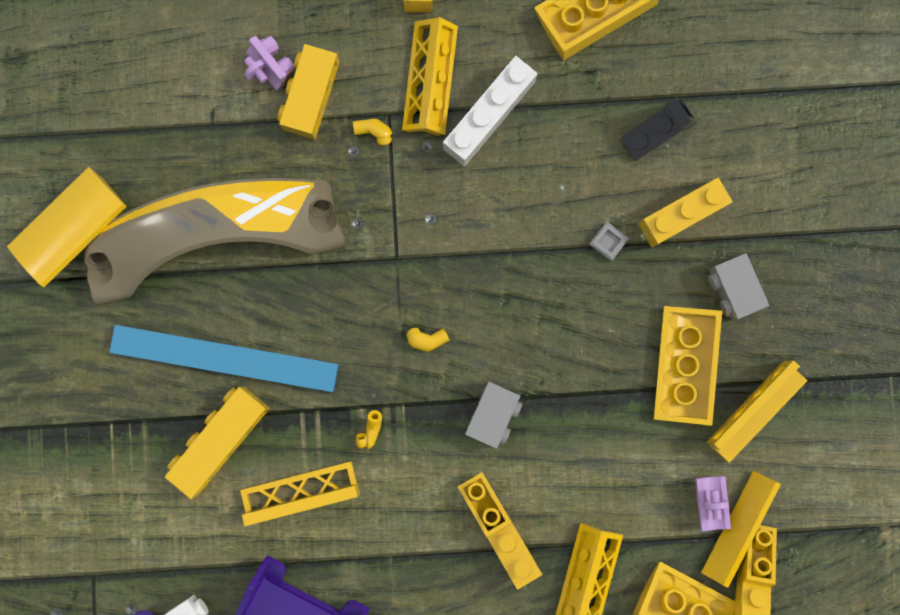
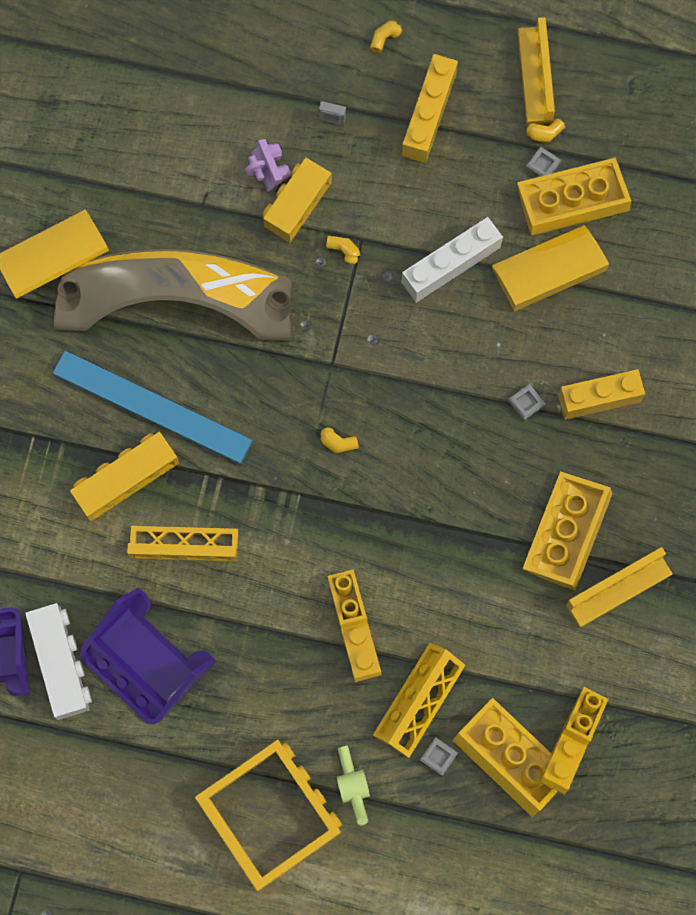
camera: 15 degrees right, 10 degrees down
(372, 430) = (267, 503): yellow arm -> none
(435, 75) = (412, 216): yellow fence -> none
(493, 415) = (378, 522): light grey brick -> none
(593, 89) = (550, 267): none -> yellow slope
(659, 128) = (600, 314): black bracket -> none
(712, 503) = (554, 656): lavender hips -> none
(737, 287) = (631, 473): light grey brick -> none
(744, 525) = (574, 687): yellow tile -> none

